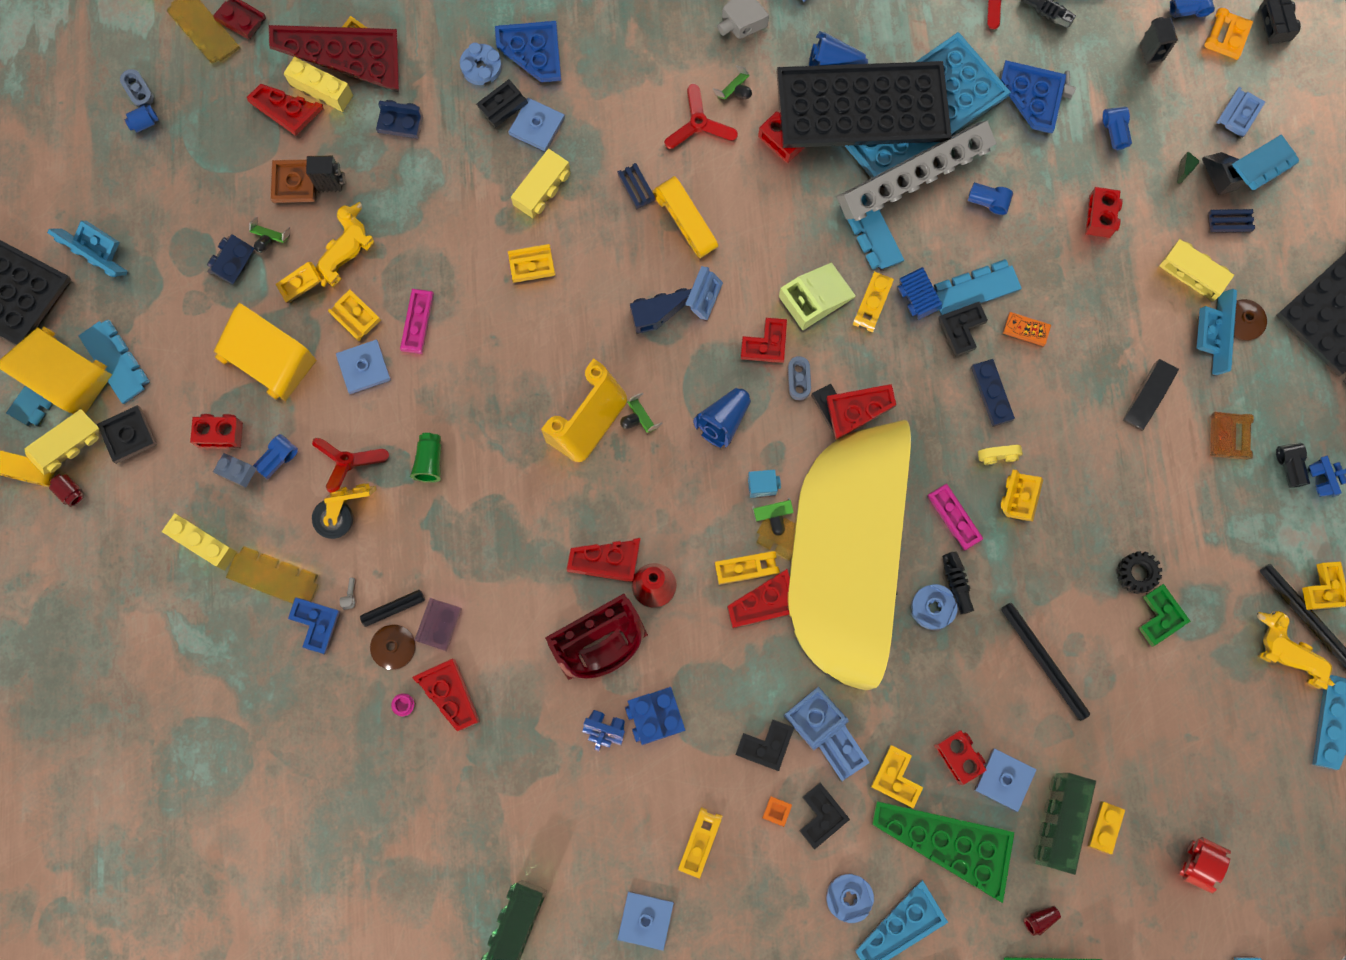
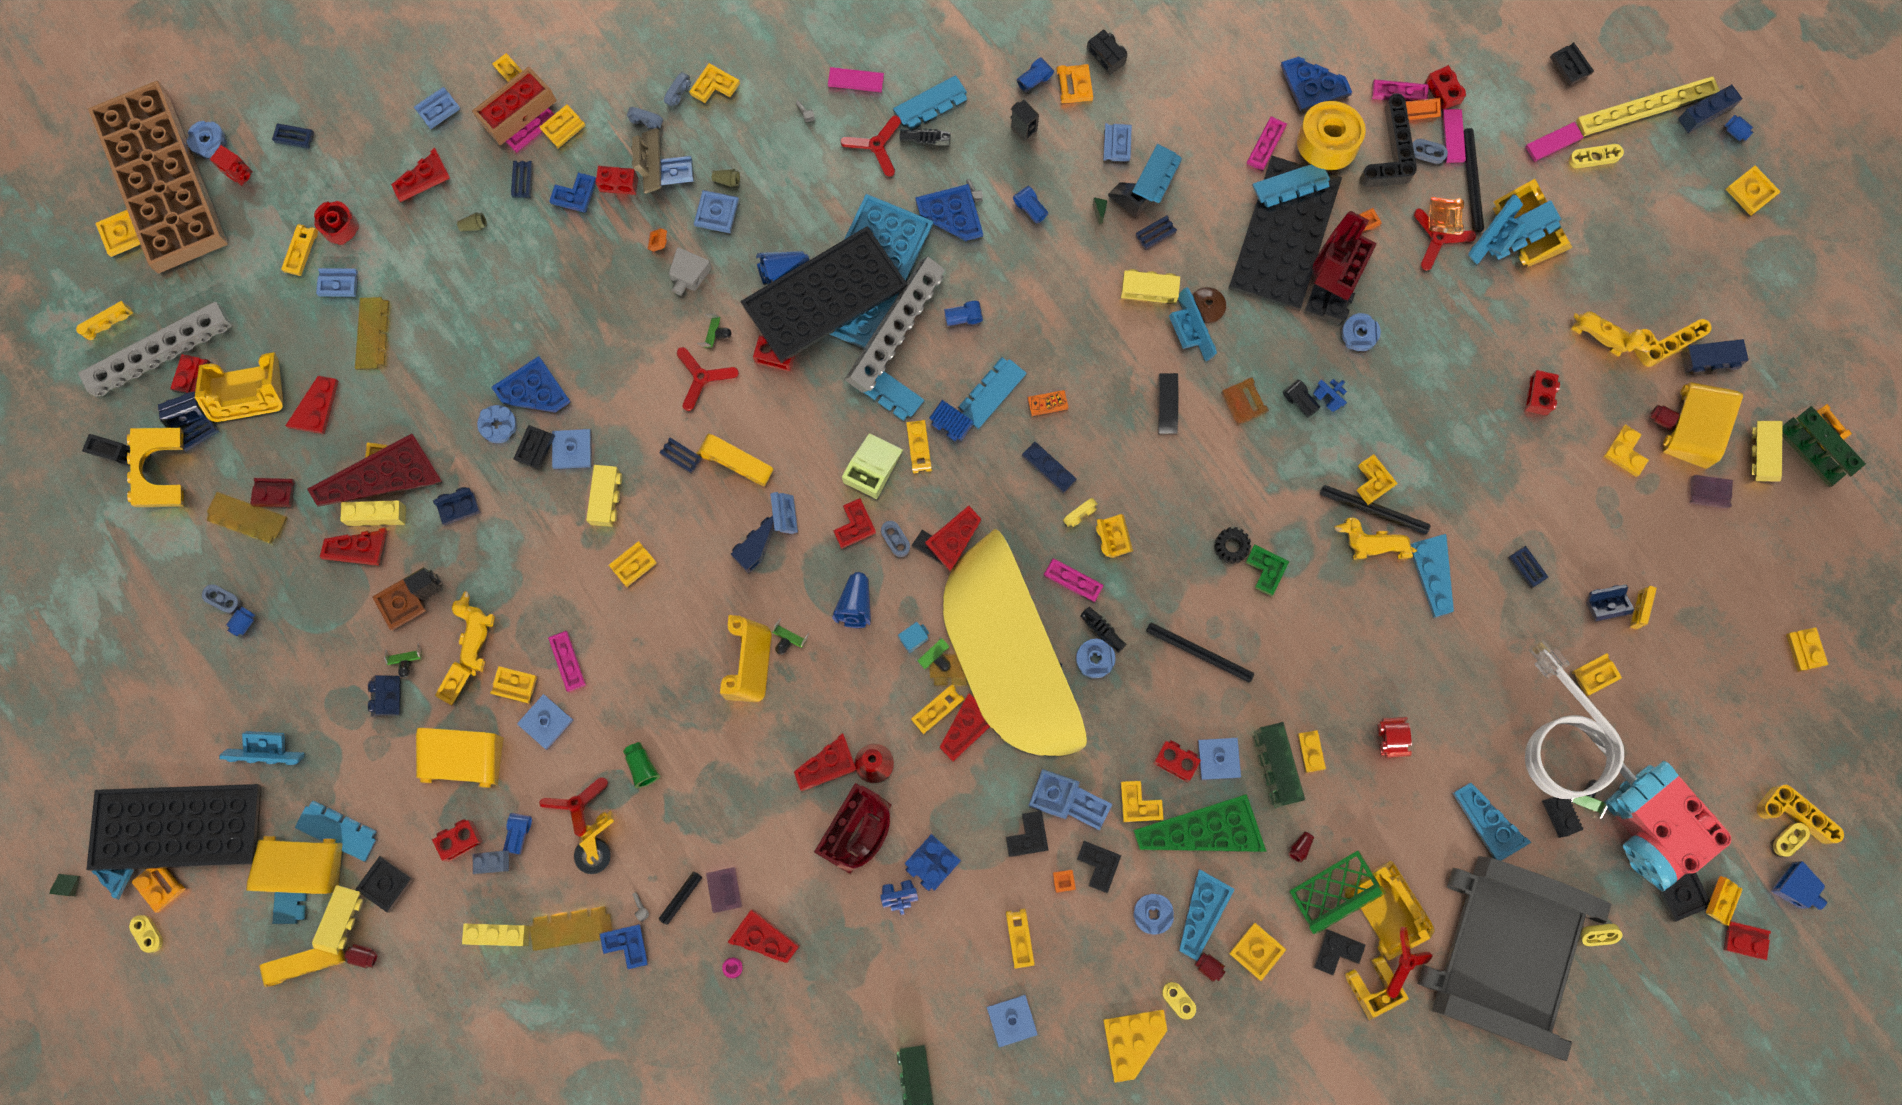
camera: 30 degrees left, 0 degrees up
(403, 650) = (708, 929): reddish brown dish -> none
(957, 326) = (993, 429): black plate -> none
(1099, 211) = (1052, 280): red brick -> none

